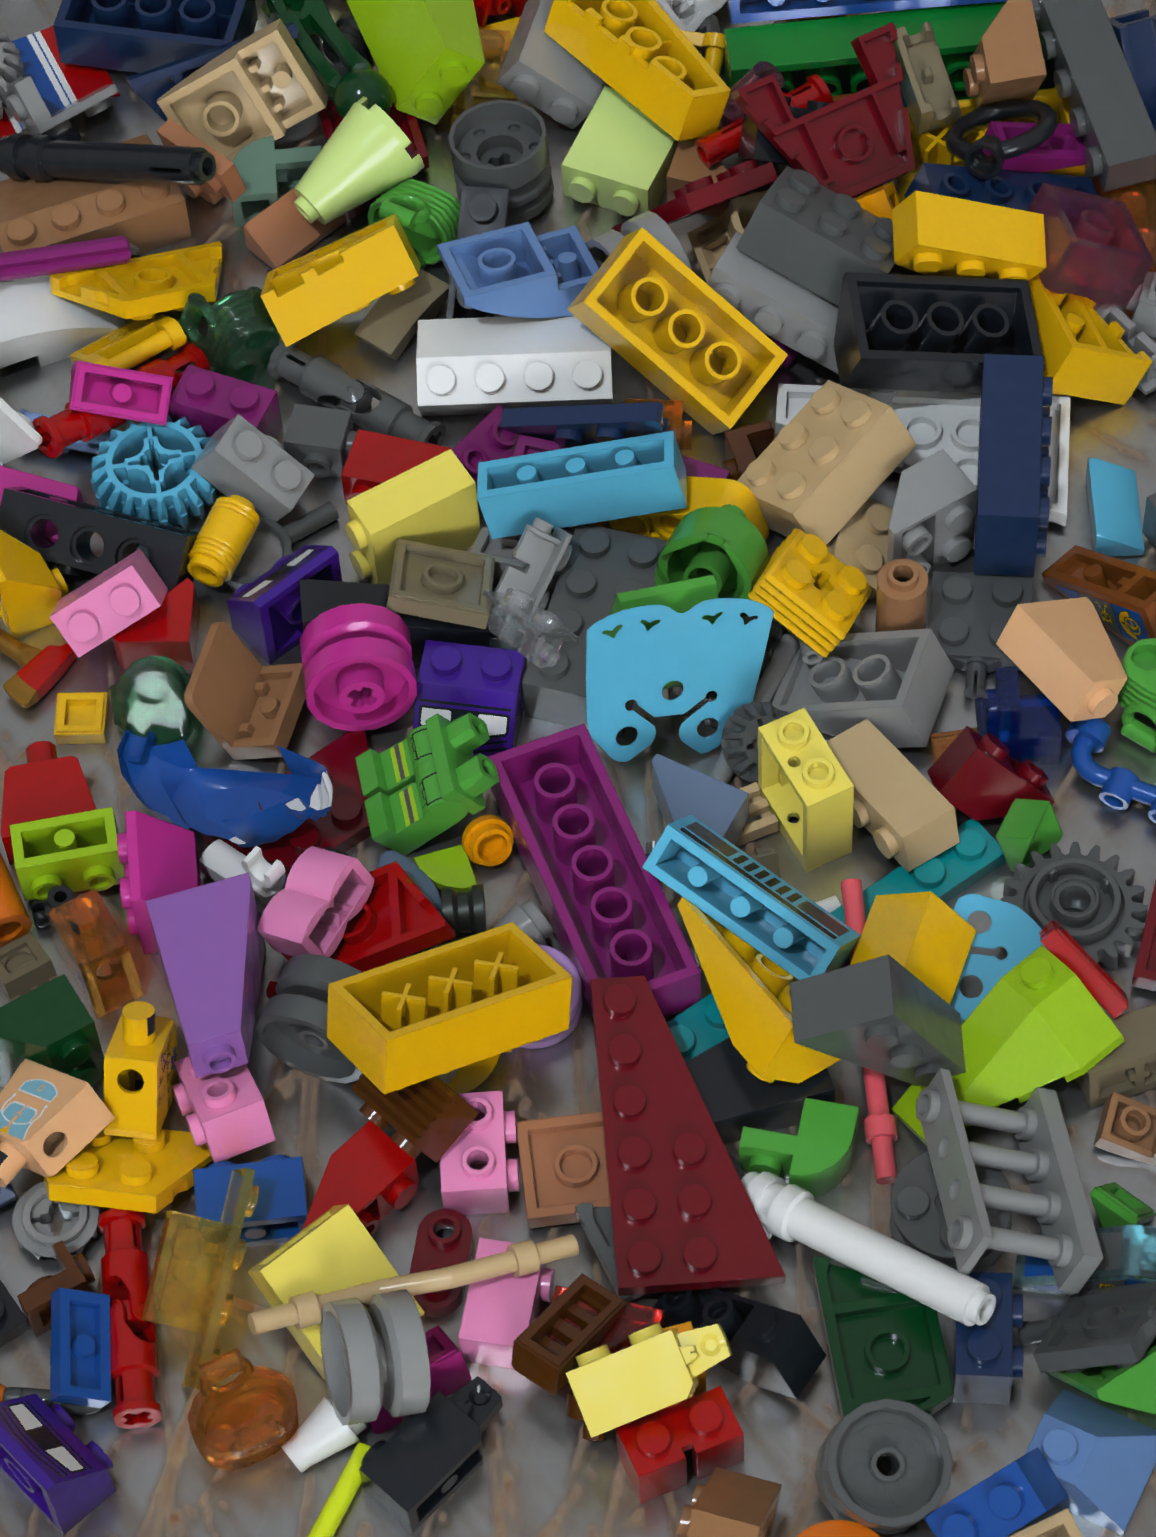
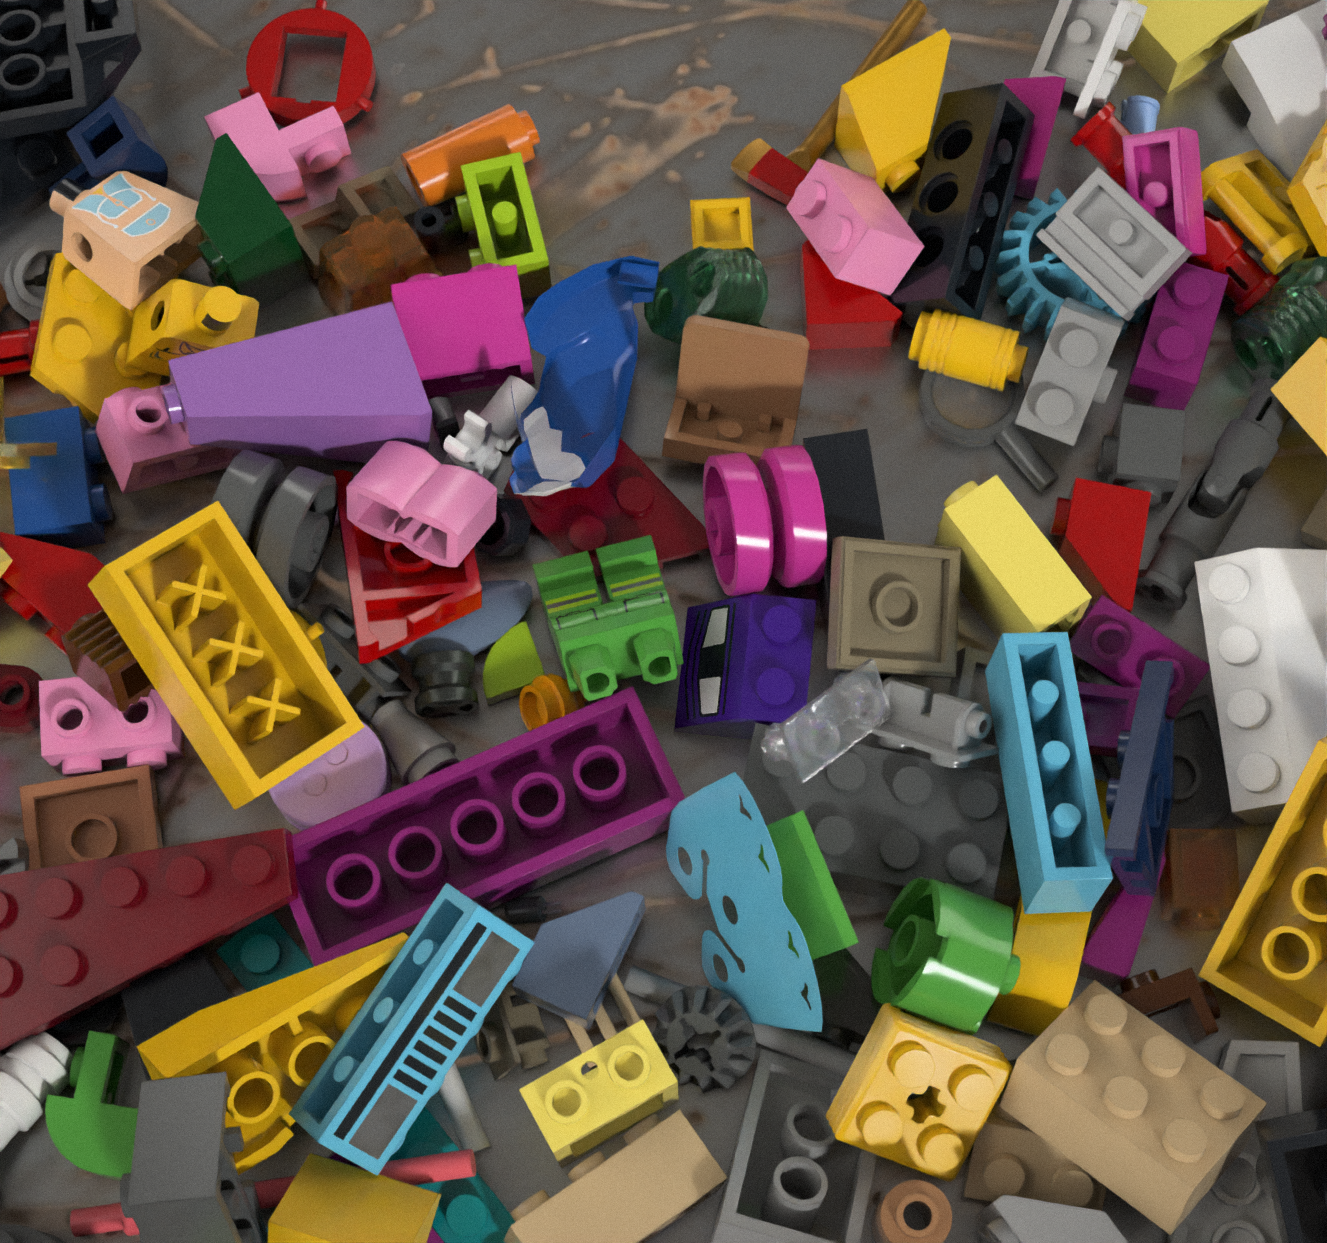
camera: 85 degrees right, 15 degrees up
(42, 790) = (588, 203): red torso -> none
(157, 425) = (1113, 244): none -> light grey plate
(269, 608) = (906, 443): dark purple slope -> none

